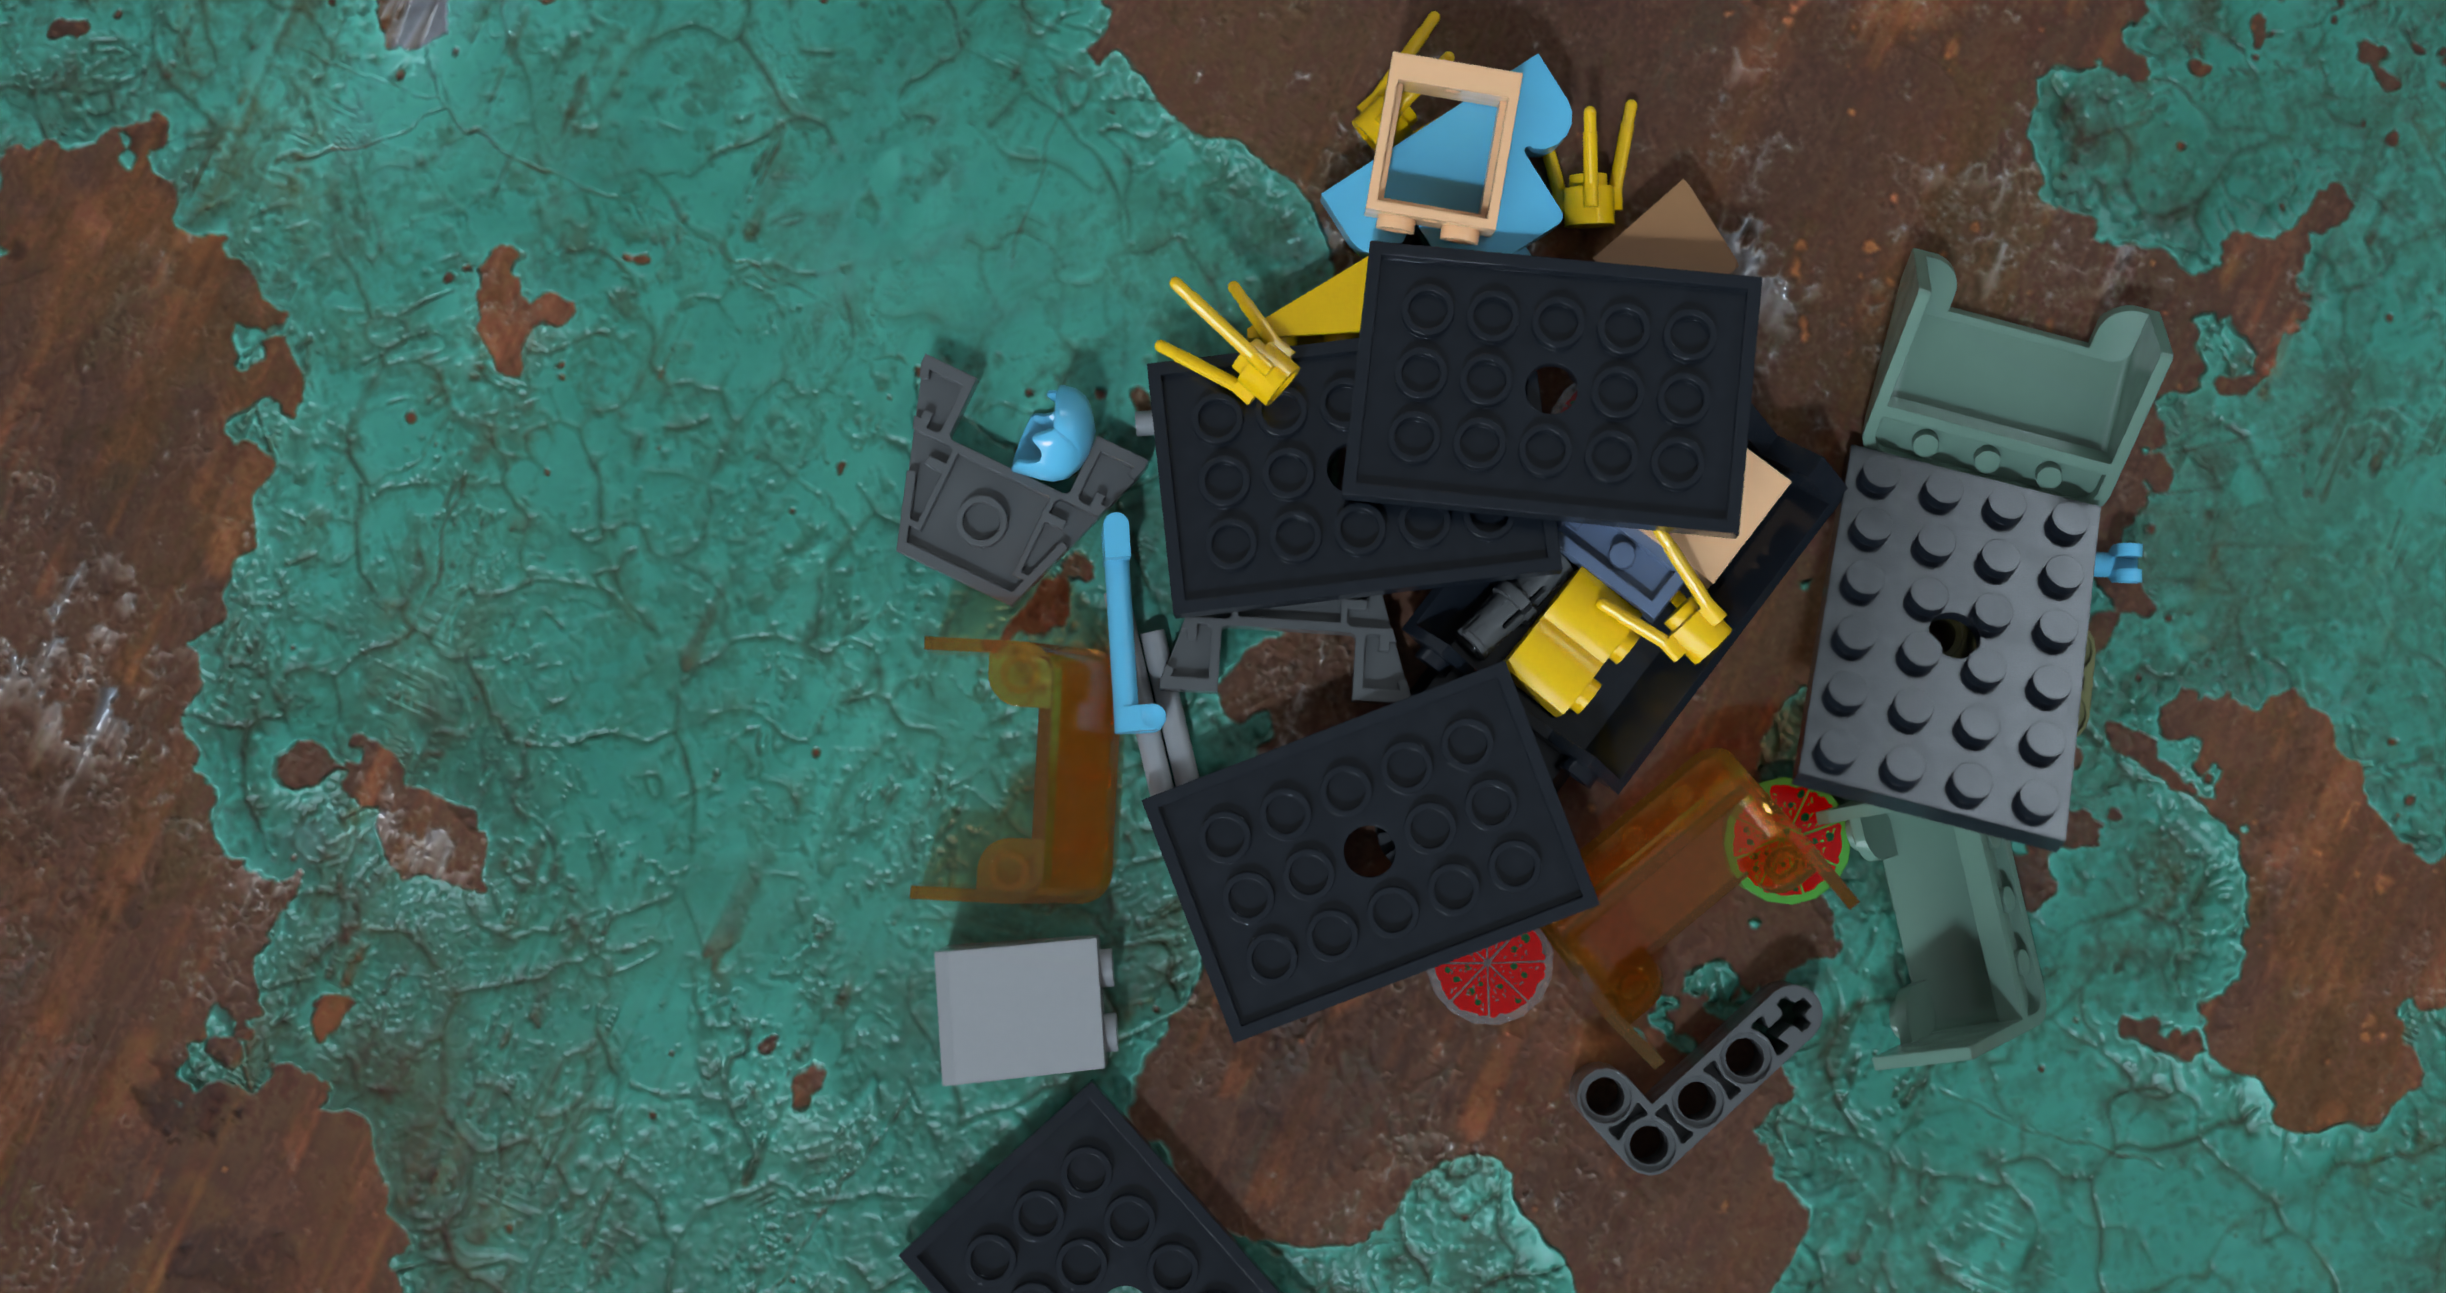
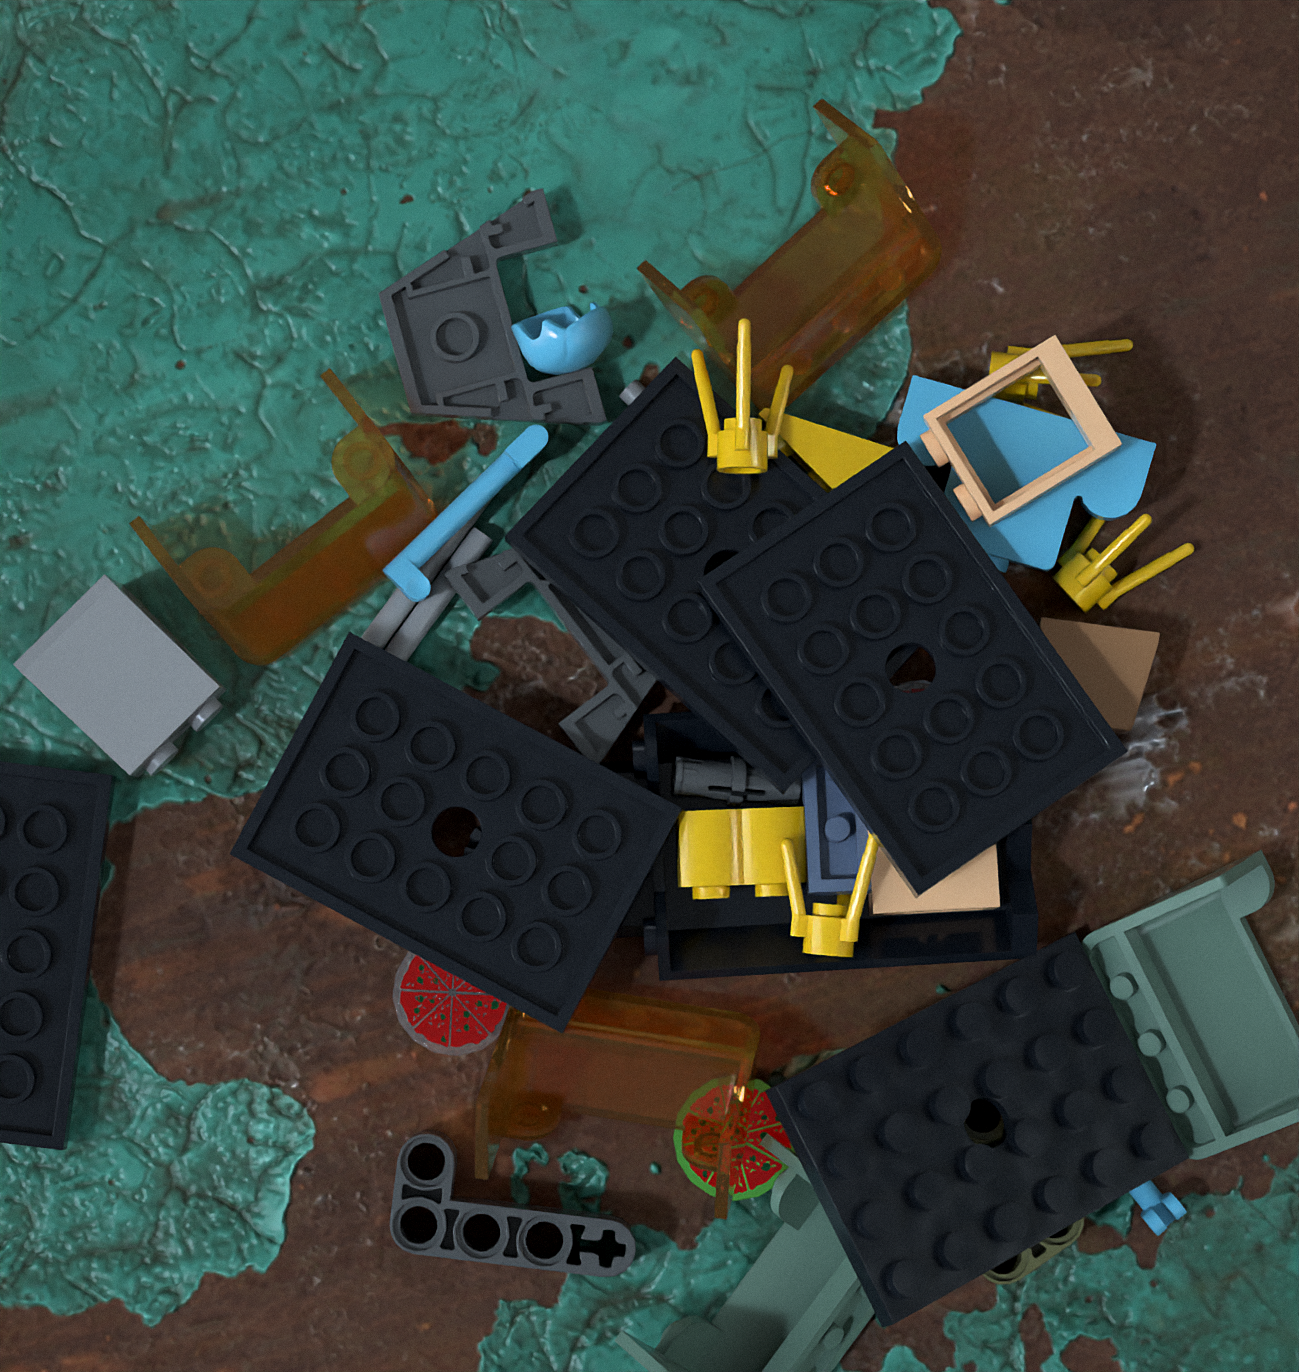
camera: 50 degrees right, 0 degrees up
(1186, 198) = (825, 281): none -> clear orange windscreen

